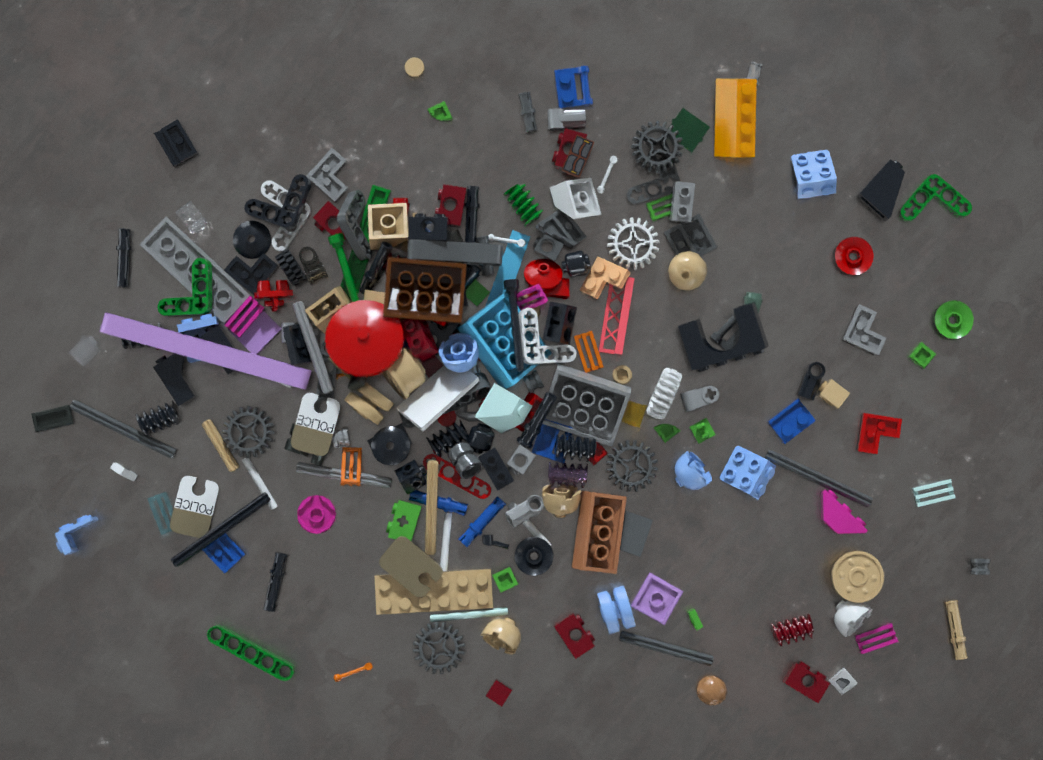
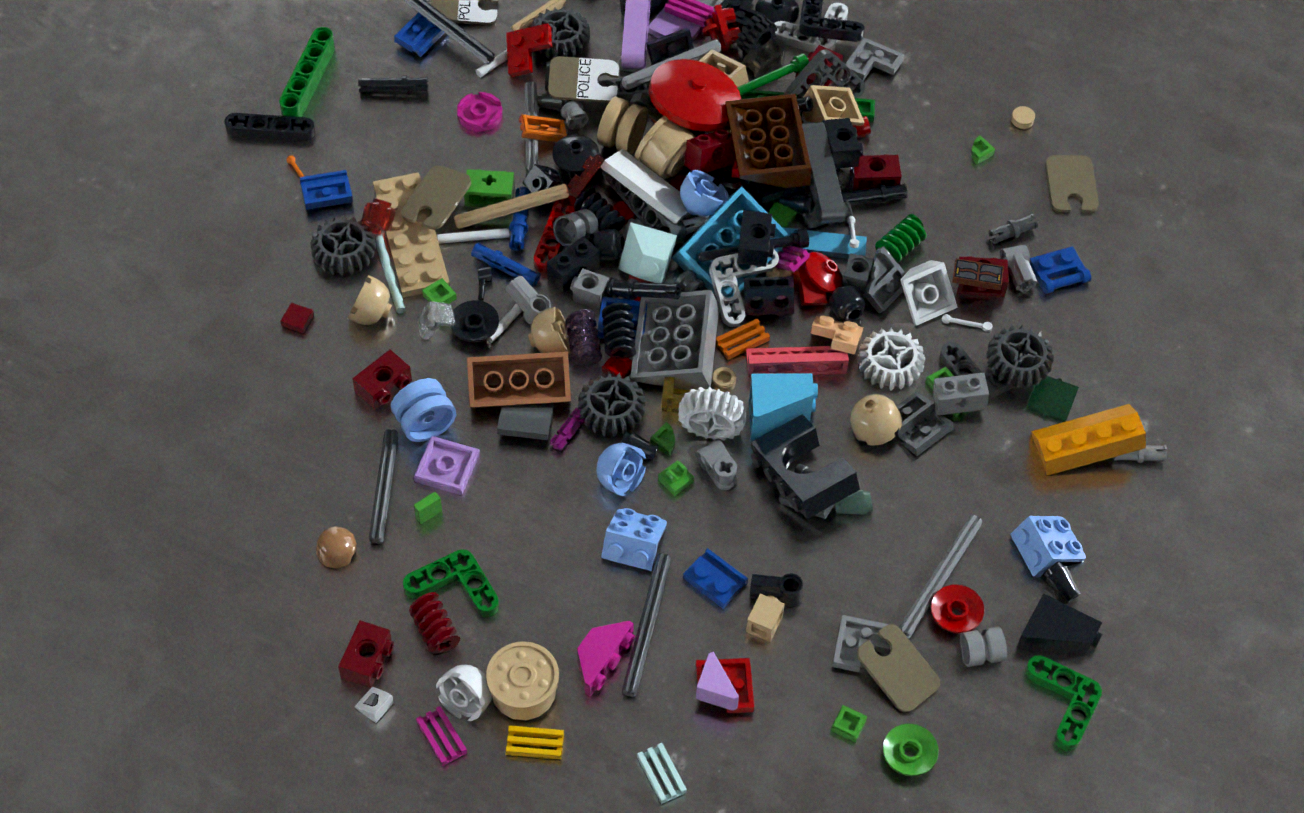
camera: 80 degrees right, 30 degrees down
(260, 468) = (522, 44): none -> red plate
(297, 690) = (270, 123): none -> black beam
(377, 653) = (326, 189): none -> blue plate
(422, 616) = (378, 216): none -> clear red head
(423, 444) = (578, 183): none -> clear red wing
(483, 46) = (1071, 177): none -> dark tan piece
(526, 332) = (755, 238): none -> black brick
(527, 586) = (433, 316): none -> clear bracket
(645, 502) = (567, 430): none -> magenta axle
(663, 341) = (779, 399): none -> medium azure slope
(671, 454) = (647, 447): none -> black cone
(754, 602) = (462, 574): none -> green beam
(822, 259) = (940, 575): none -> light grey axle
(847, 173) = (1061, 580): none -> black cone
(886, 443) = (715, 685): none -> lavender slope
(888, 247) = (979, 647): none -> light grey wheel
(896, 308) = (902, 673): none -> dark tan piece
(901, 577) = (515, 731): none -> yellow tile

